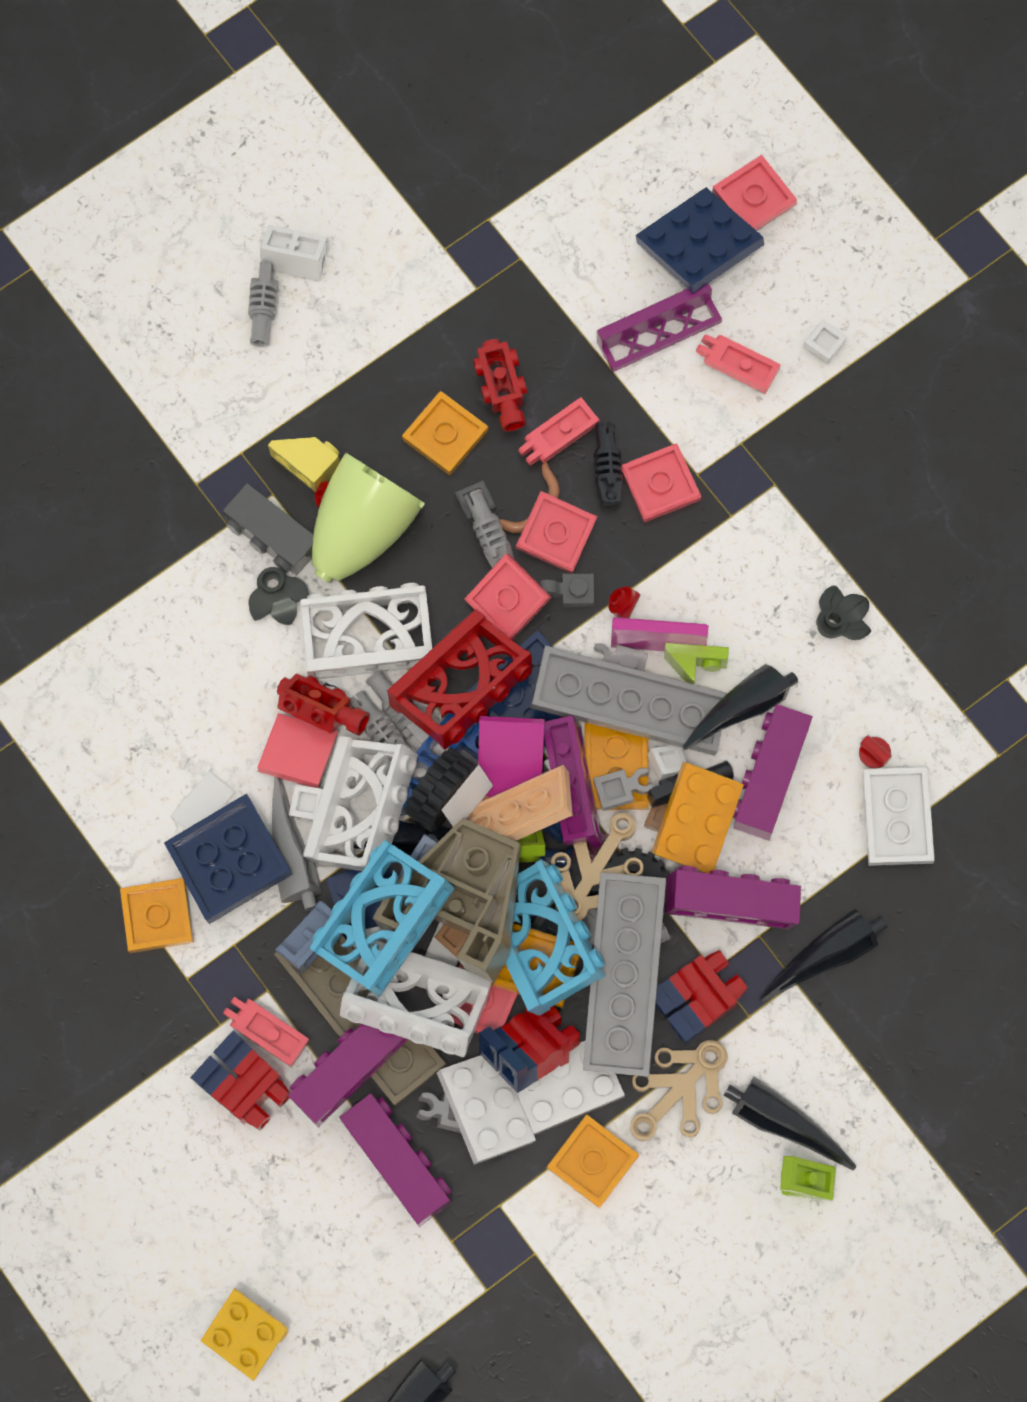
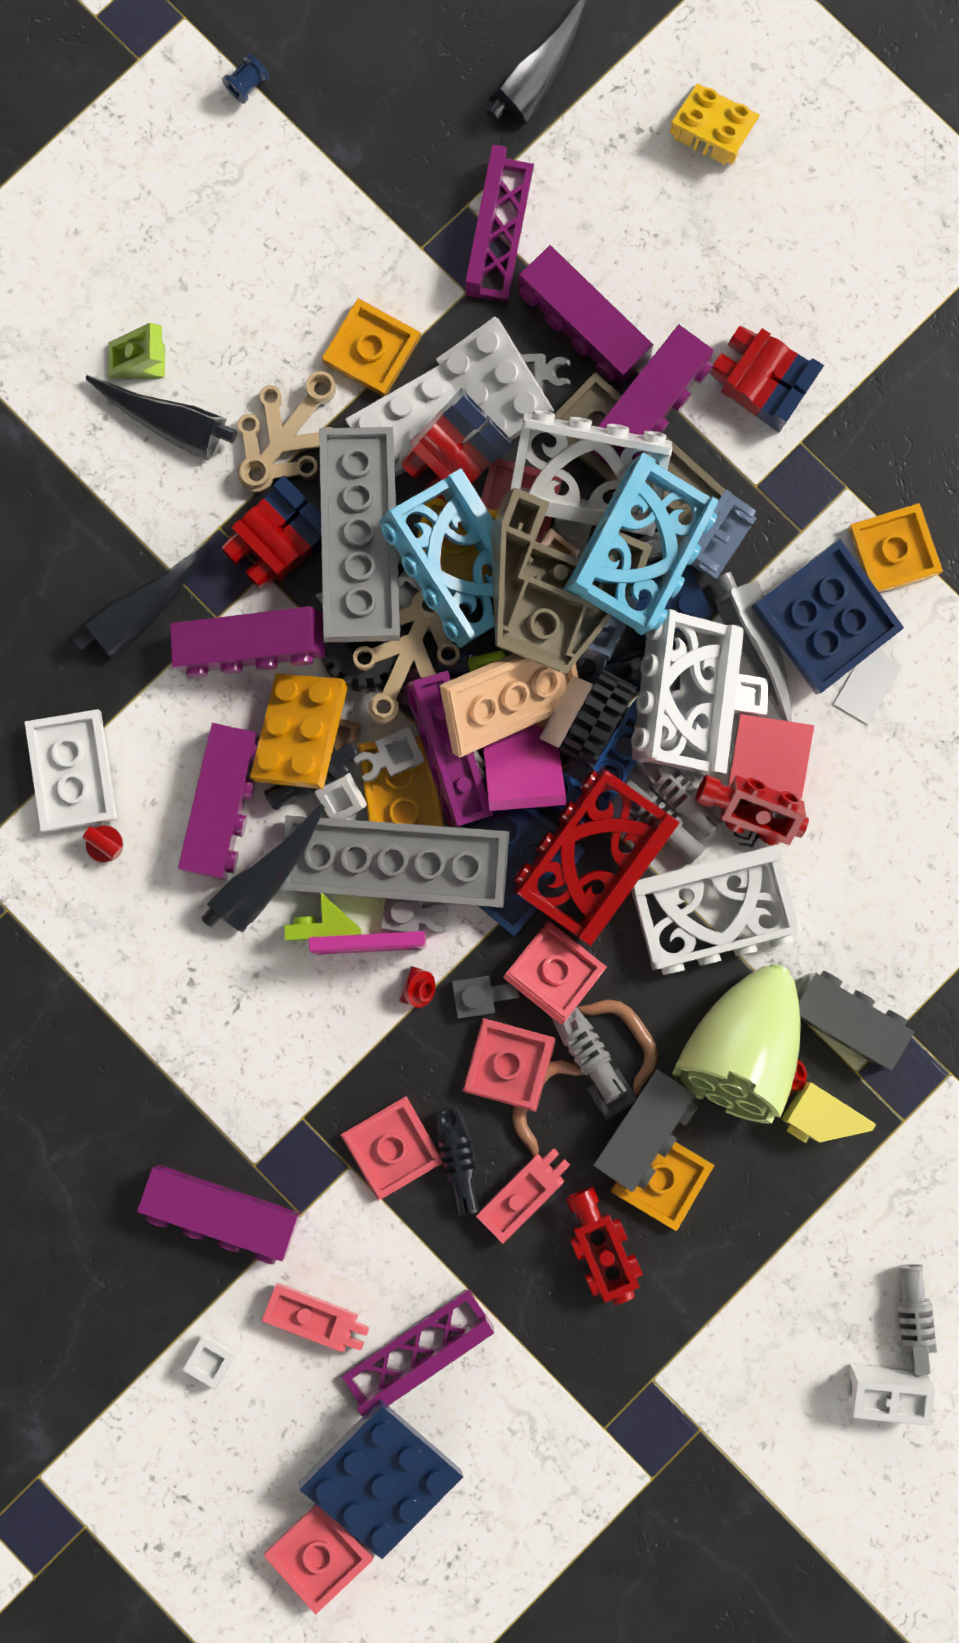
camera: 165 degrees right, 10 degrees up
(267, 1031) = (749, 436): coral hinge -> none
(277, 601) = (826, 936): pearl dark grey plate -> none
(446, 547) = (637, 1029): none -> nougat animal
(452, 463) = (647, 1132): none -> dark grey brick
(471, 1264) = (487, 217): none -> magenta fence
(806, 448) = (218, 1213): none -> magenta brick
(845, 611) = (152, 1011): pearl dark grey plate -> none

